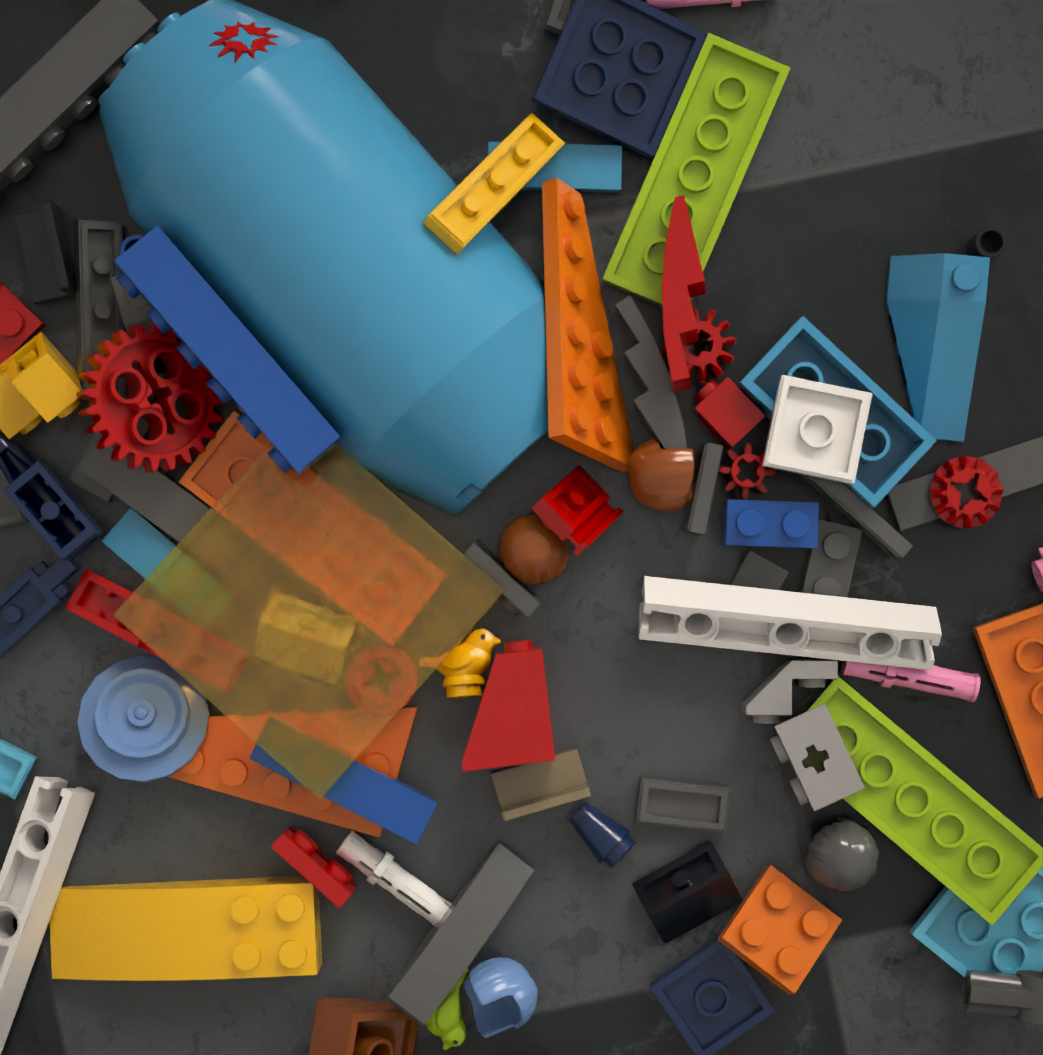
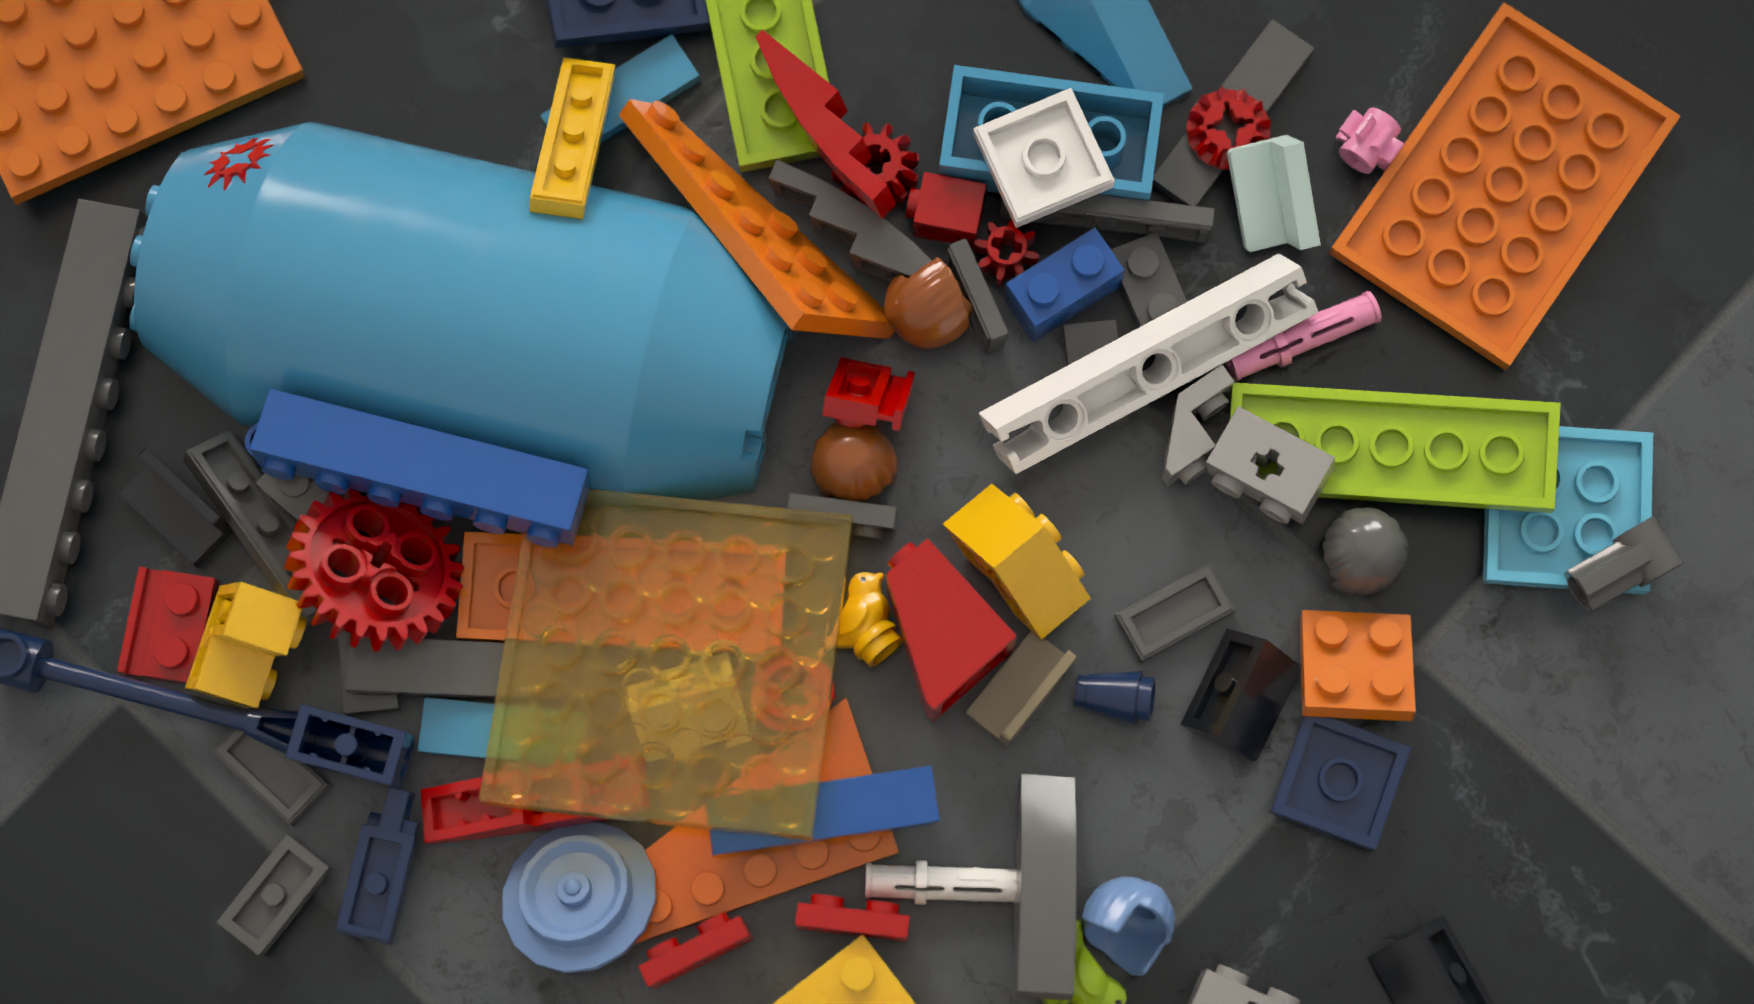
camera: 30 degrees left, 10 degrees down
(209, 814) = (673, 960): none -> red plate
(601, 696) = (1019, 558): none -> yellow brick
(963, 563) = (1273, 194): none -> light aqua panel

